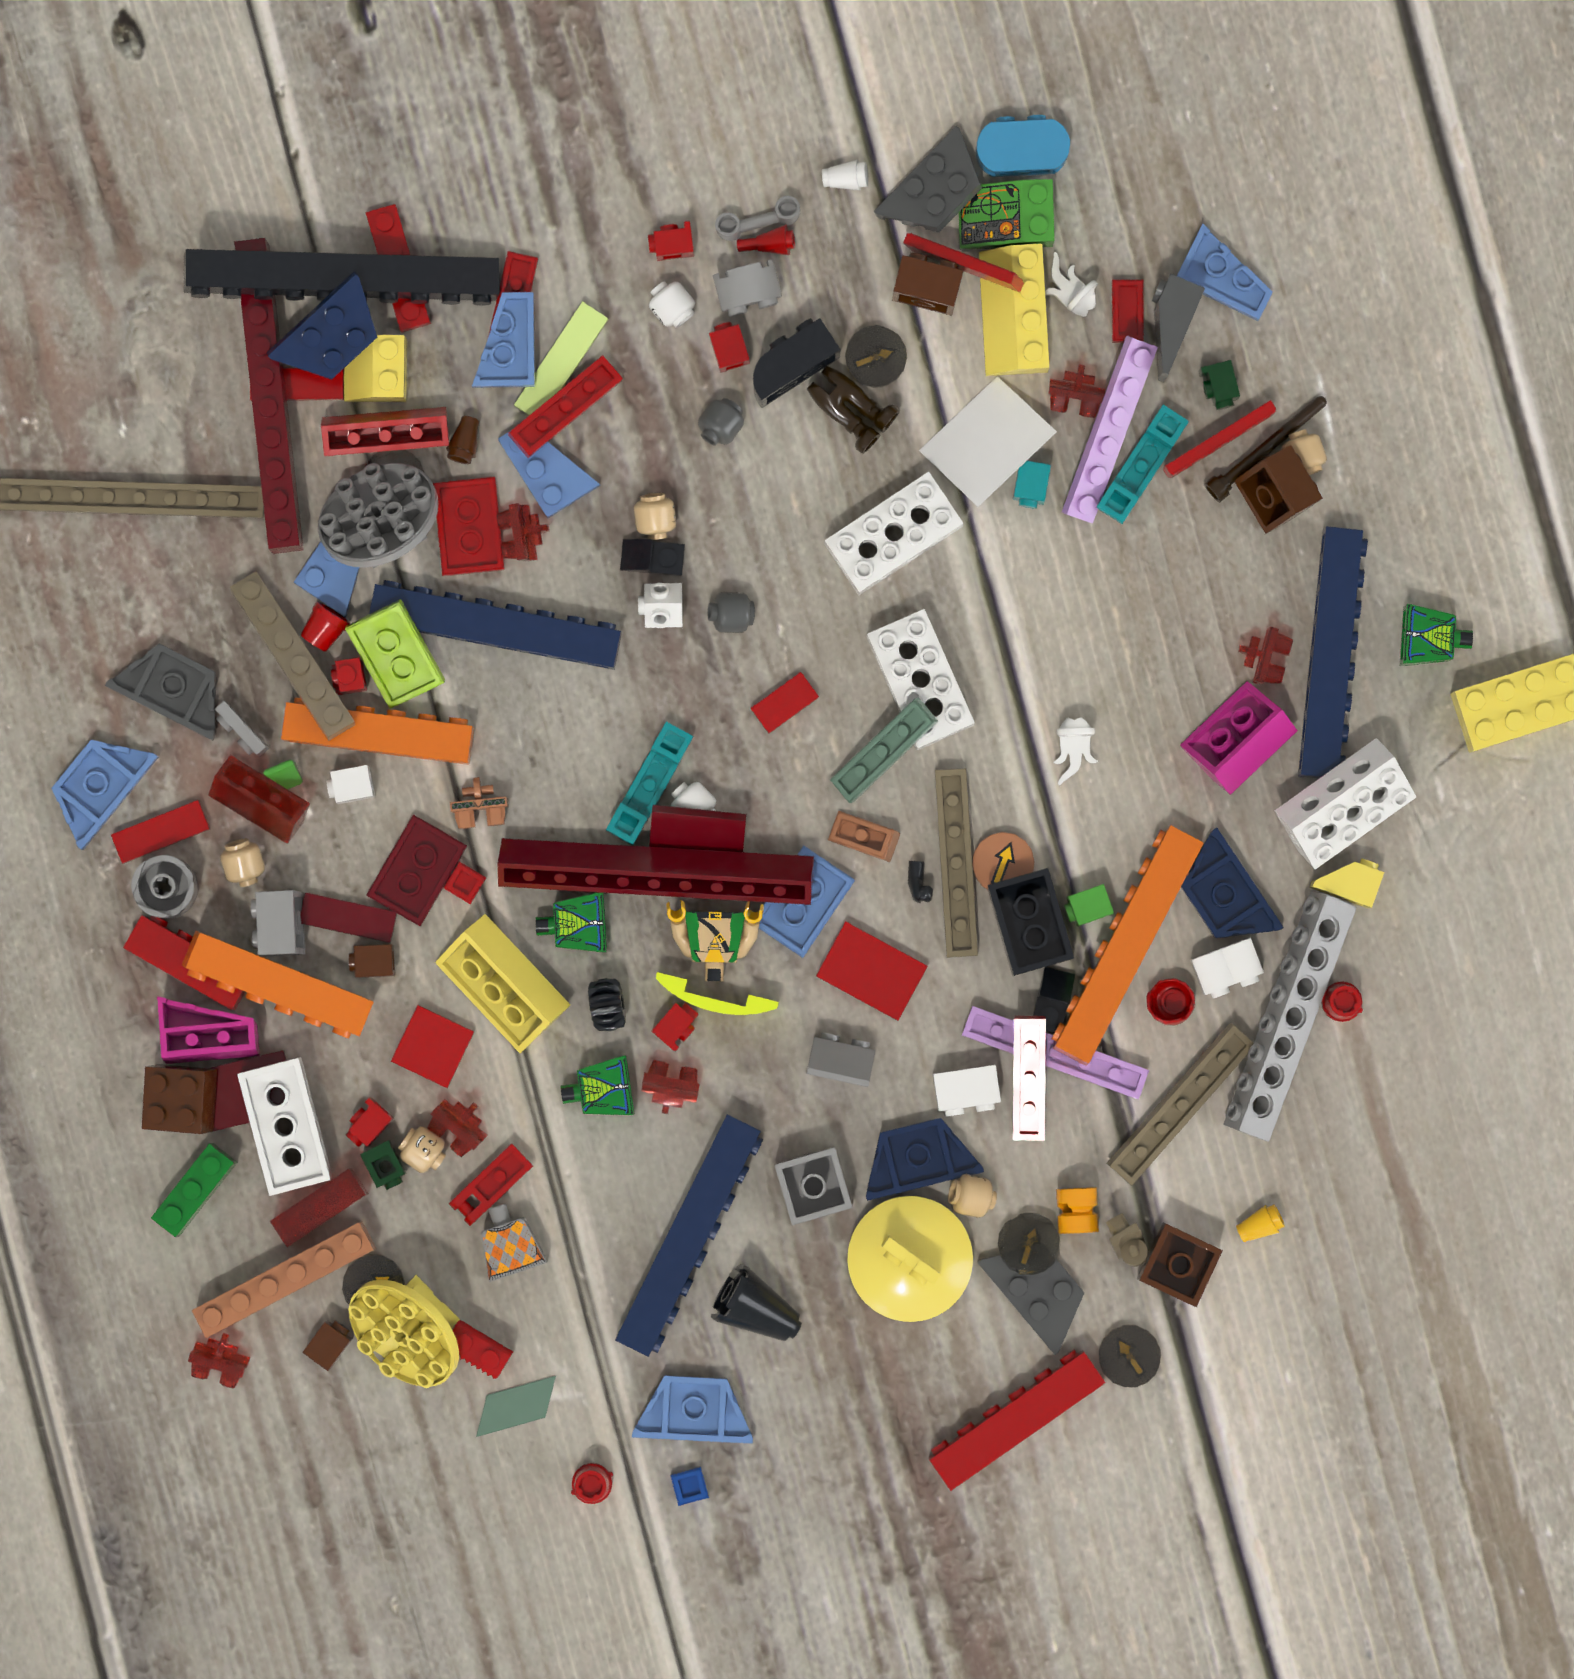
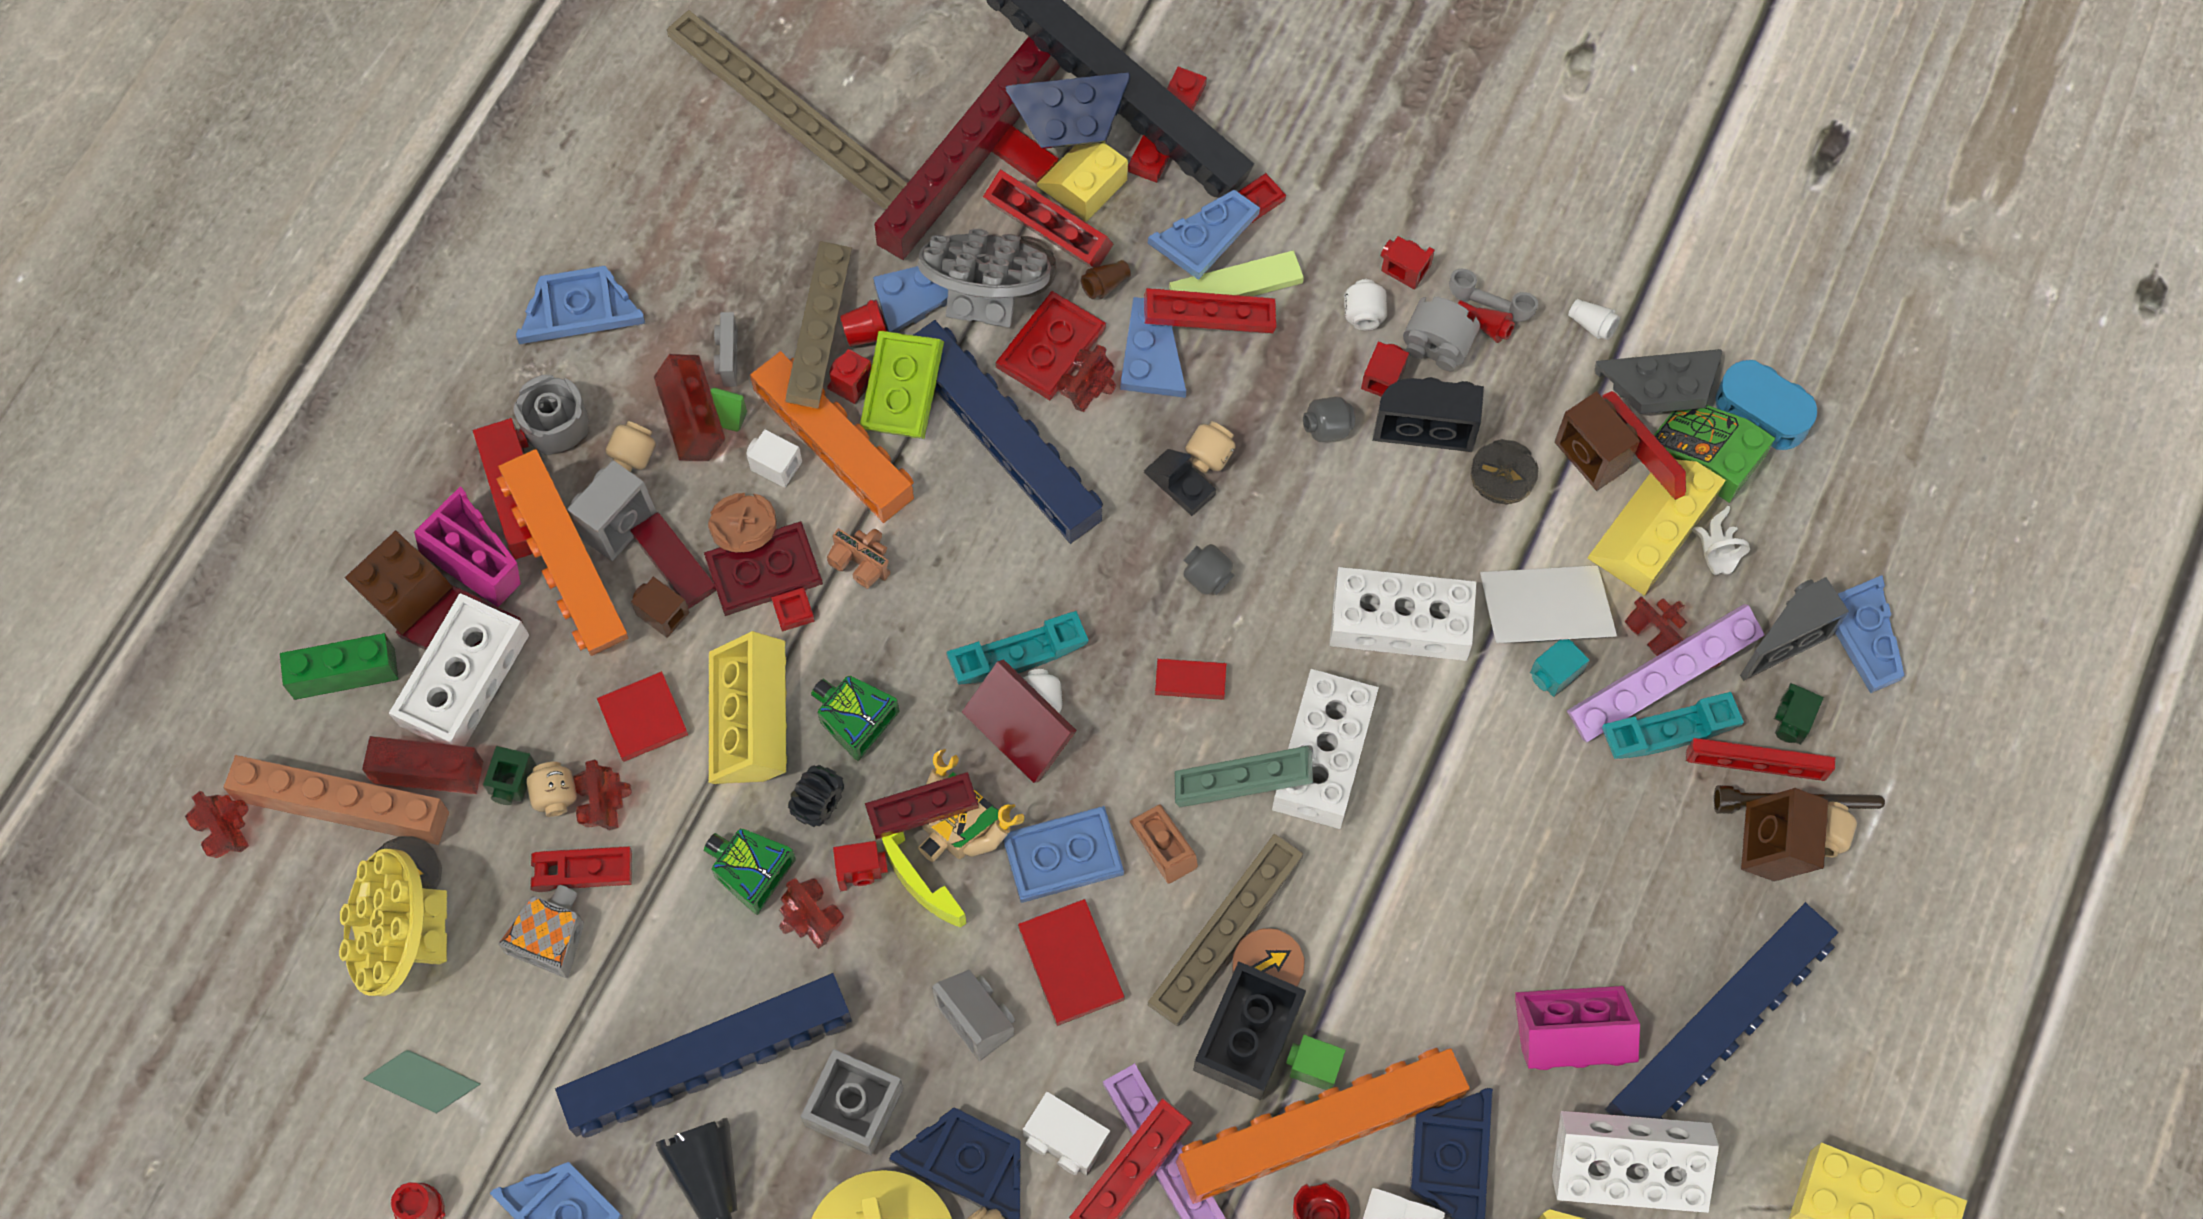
camera: 40 degrees right, 20 degrees down
(160, 832) = (594, 377): red tile -> none
(171, 688) = (704, 279): dark grey wing -> none
(328, 1344) = (318, 886): reddish brown brick -> none
(368, 1123) = (530, 732): red brick -> none
(373, 850) = (742, 522): none -> nougat tile
(481, 1350) = (435, 998): red brick -> none
(655, 871) = (960, 721): dark red brick -> none
(661, 605) = (1154, 517): white brick -> none
(686, 953) = (921, 805): none -> dark red tile
(850, 392) = (1457, 476): dark brown piece -> none
(915, 882) = (1173, 922): black arm -> none
(1054, 997) = (1215, 1115): black slope -> none
(1074, 741) = (1420, 912): white piece -> none
(1127, 310) = (1761, 592): red tile -> none
(1272, 643) = (1648, 986): clear red hips -> none
(1430, 636) = (1831, 1080): torso -> none

